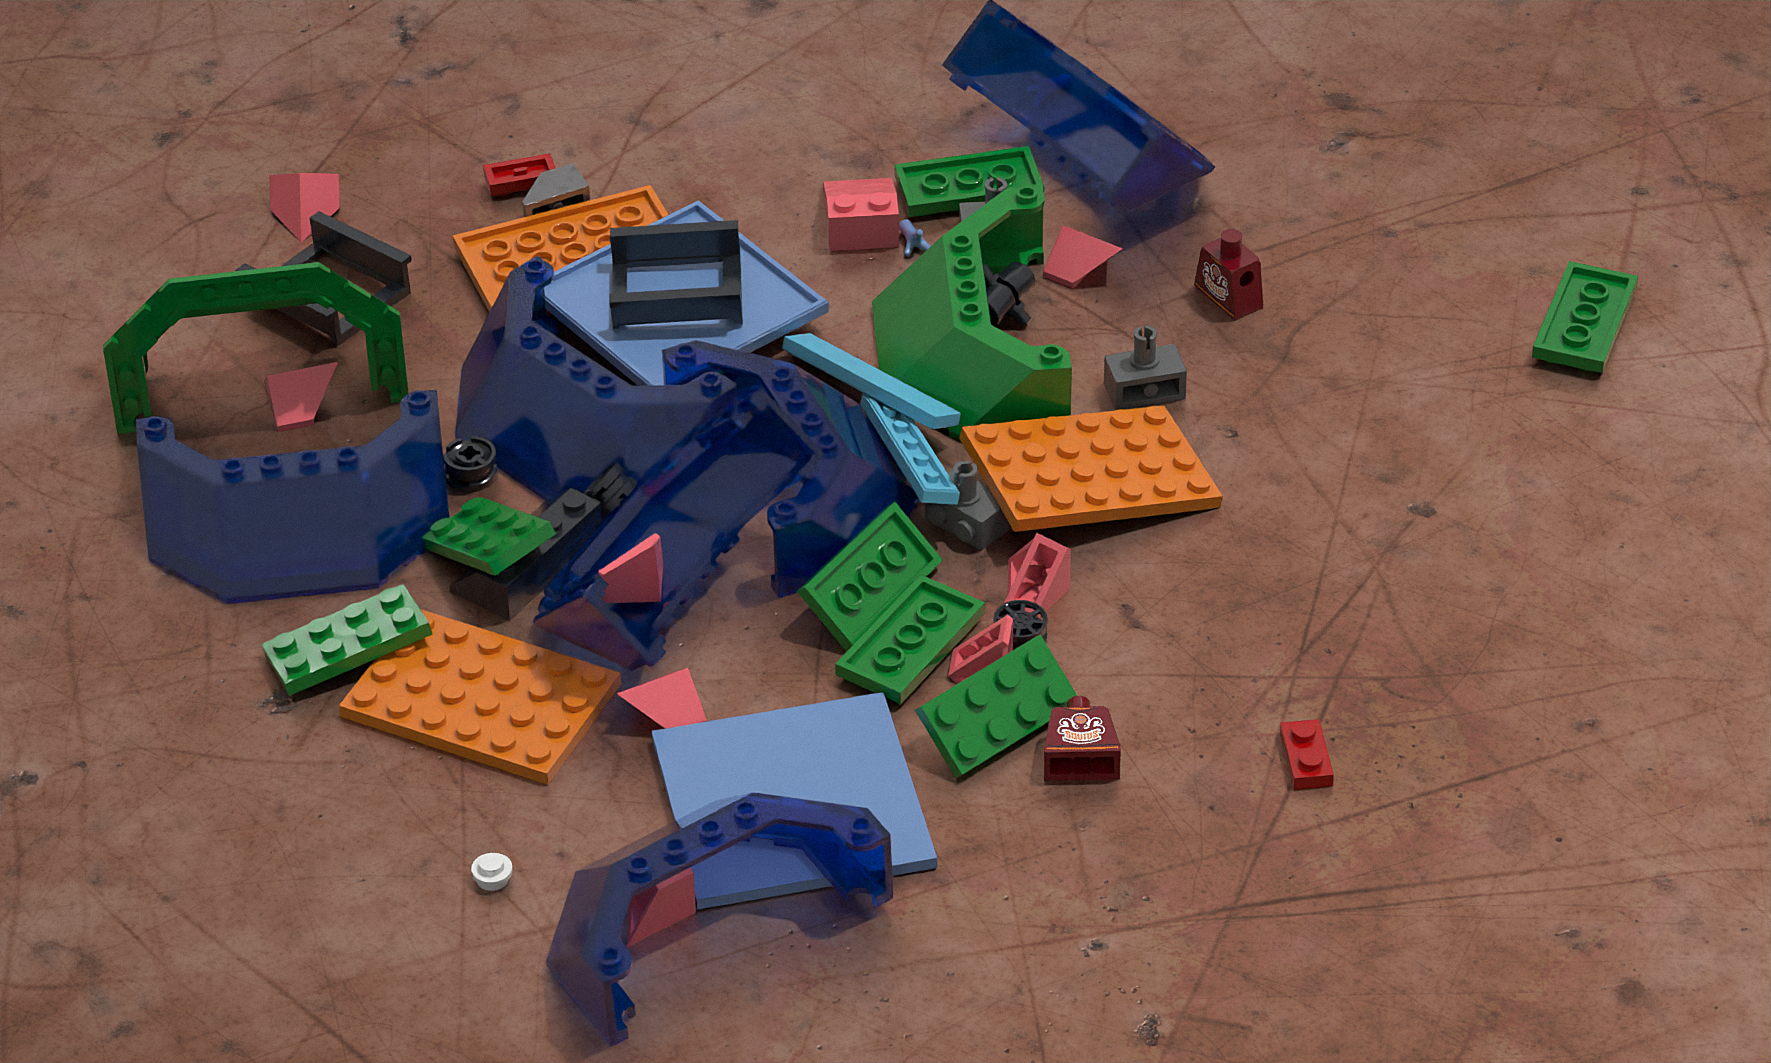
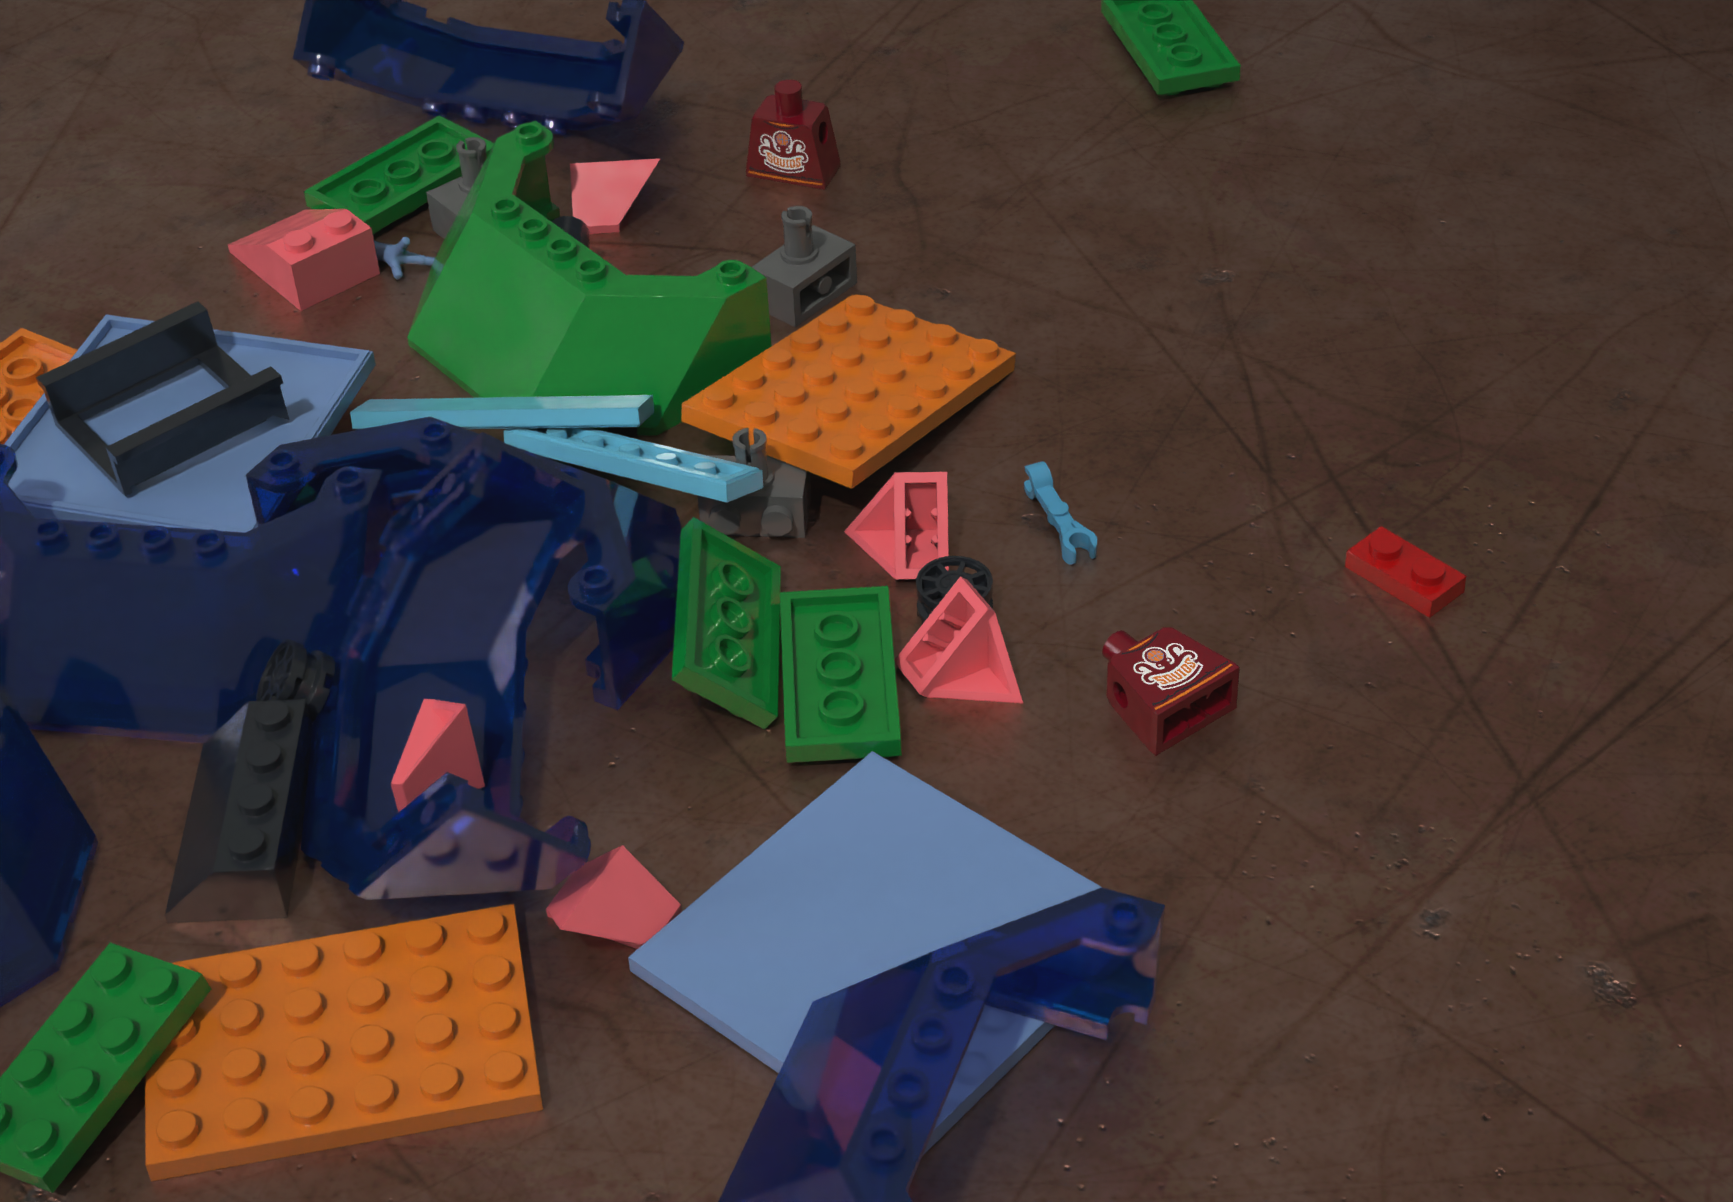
camera: 35 degrees left, 0 degrees up
(470, 462) = (70, 739): black wheel -> none
(487, 535) = (188, 816): green plate -> none
(996, 706) = (1035, 695): green plate -> none
(1132, 627) = (1071, 532): none -> dark azure piece

